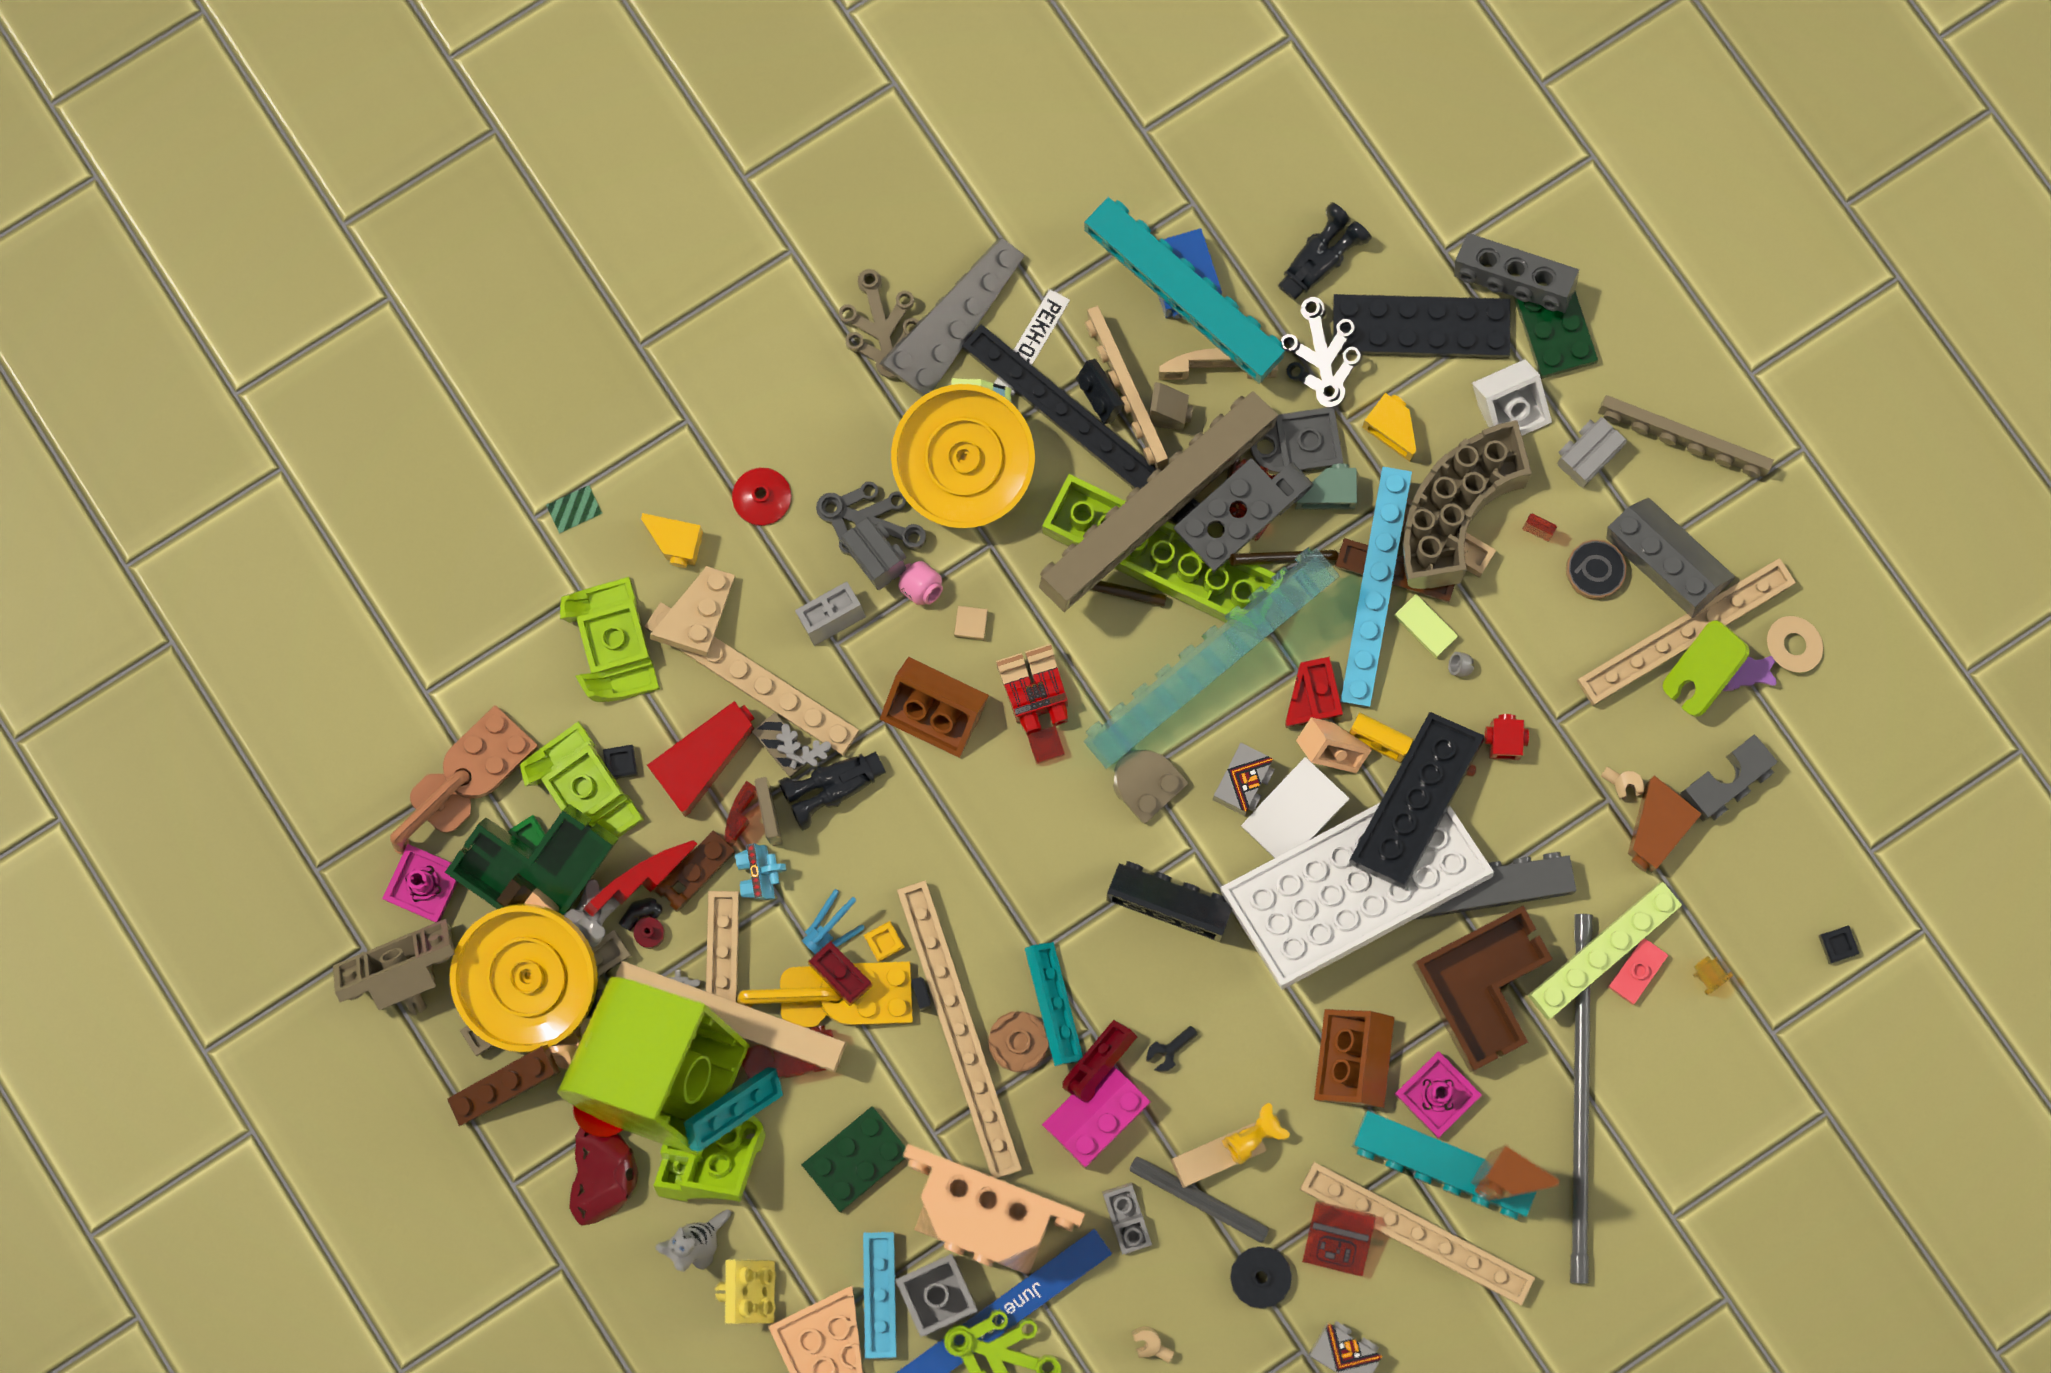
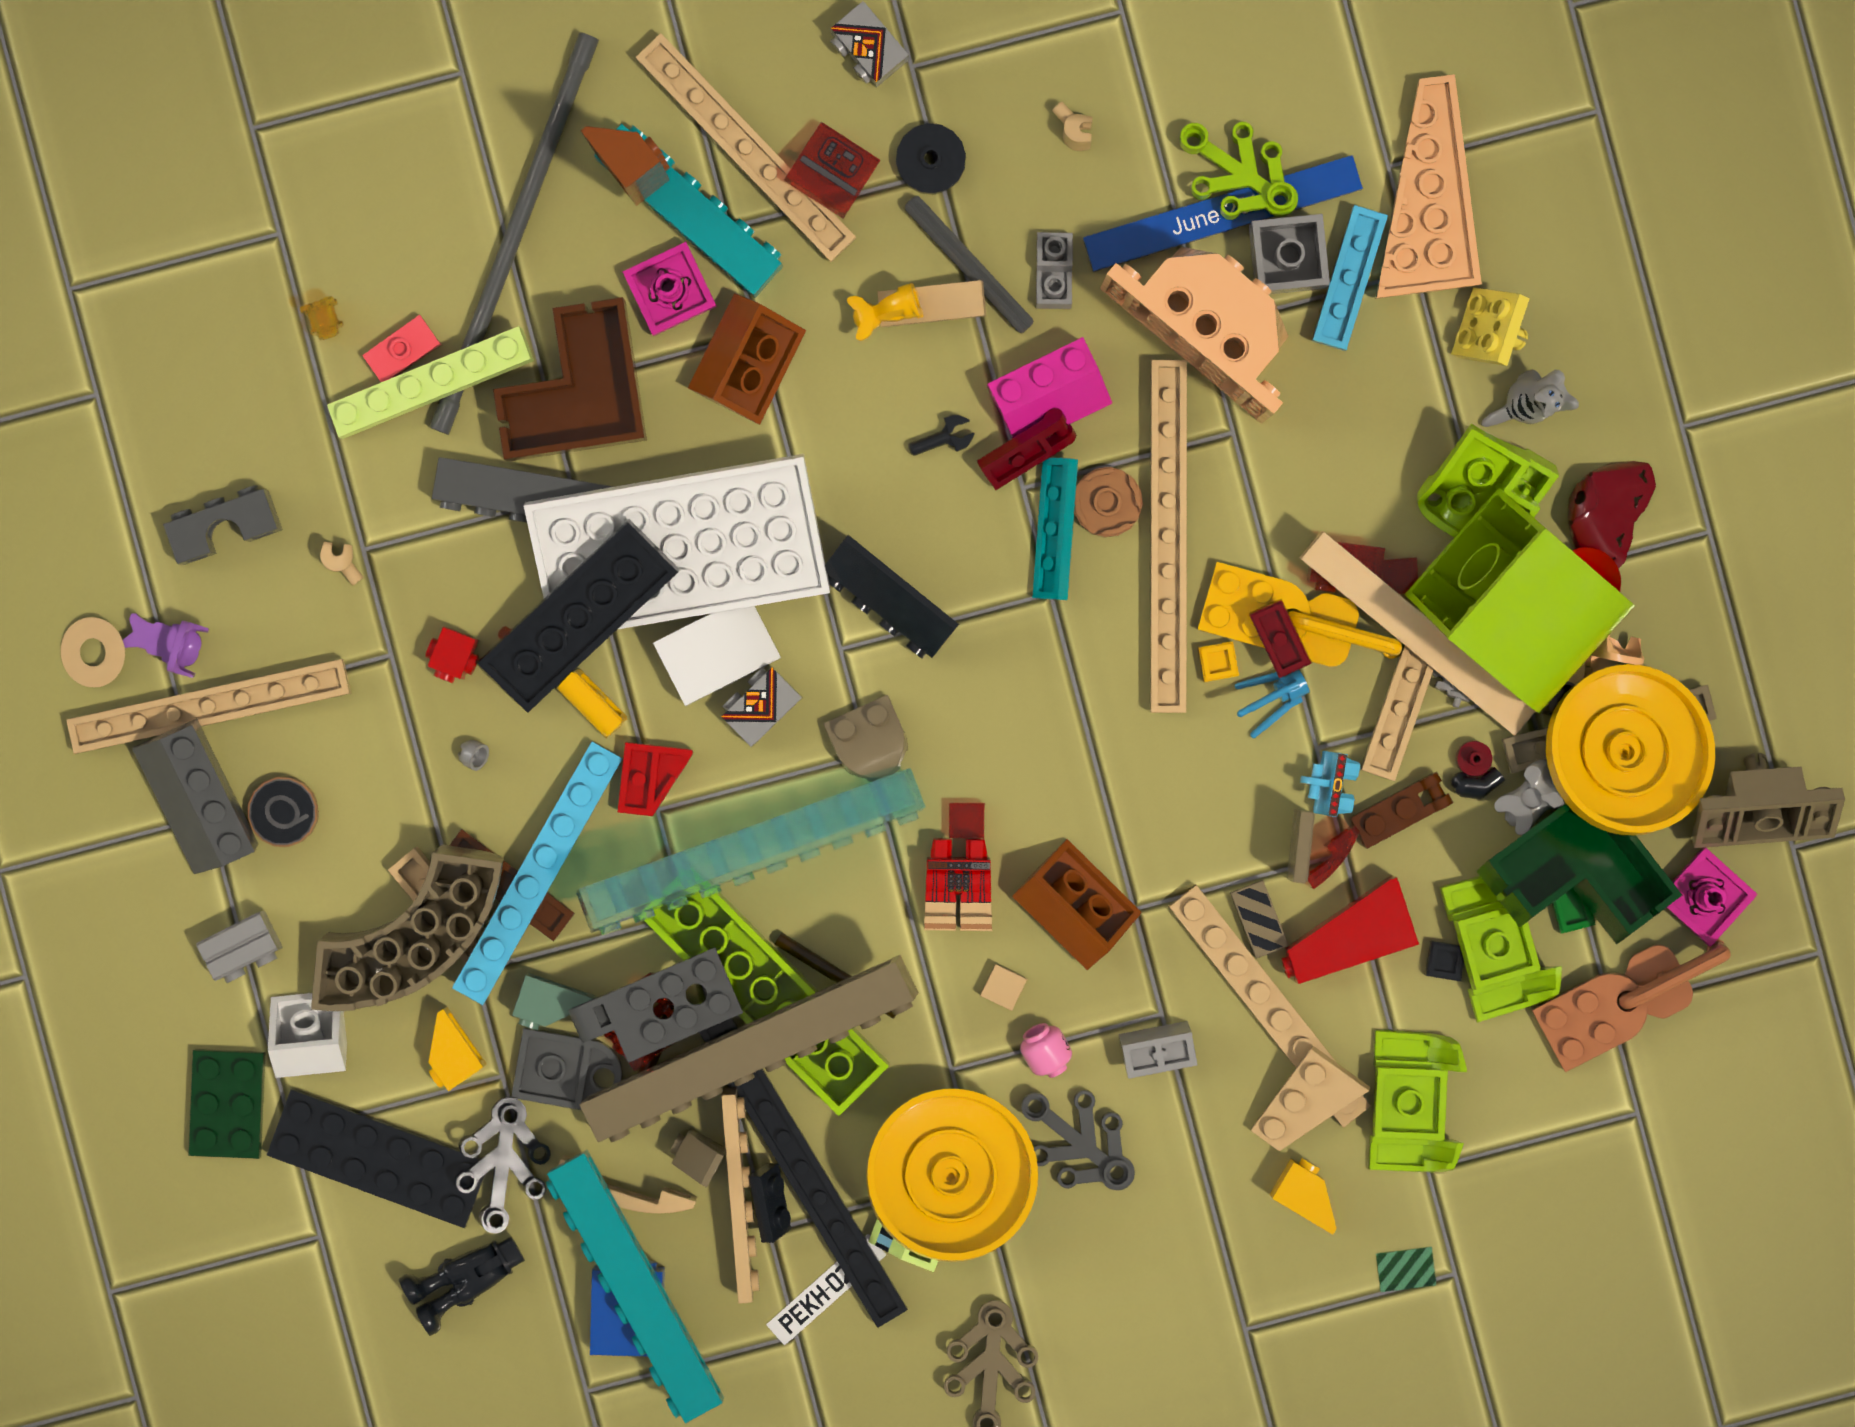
camera: 165 degrees left, 10 degrees up
(503, 1085) = (1687, 640): reddish brown plate -> none
(523, 892) = (1599, 844): dark brown leg -> none
(646, 873) = (1454, 821): red slope -> none
(733, 1109) = (1446, 526): teal plate -> none
(764, 510) = (1187, 1194): red dish -> none
(789, 748) = (1253, 910): light grey animal -> none
(837, 781) = (1212, 854): black piece -> none
(855, 1159) = (1327, 433): dark green plate -> none
(873, 552) = (1087, 1100): dark grey brick -> none
(921, 993) = (1196, 588): black tile -> none
(939, 336) = (931, 1328): wing -> none
(1274, 557) = (633, 940): dark brown piece -> none
(1332, 746) = (650, 709): light nougat slope -> none
(1426, 626) = (496, 811): yellowish green tile -> none
(1506, 260) = (253, 1198): dark grey brick -> none
(1539, 527) = (329, 879): clear red tile -> none
(1659, 825) = (319, 500): dark orange slope -> none
(1676, 433) = (117, 918): dark tan plate -> none
(1709, 665) = (197, 657): lime piece -> none
(1838, 944) = (170, 304): black tile -> none

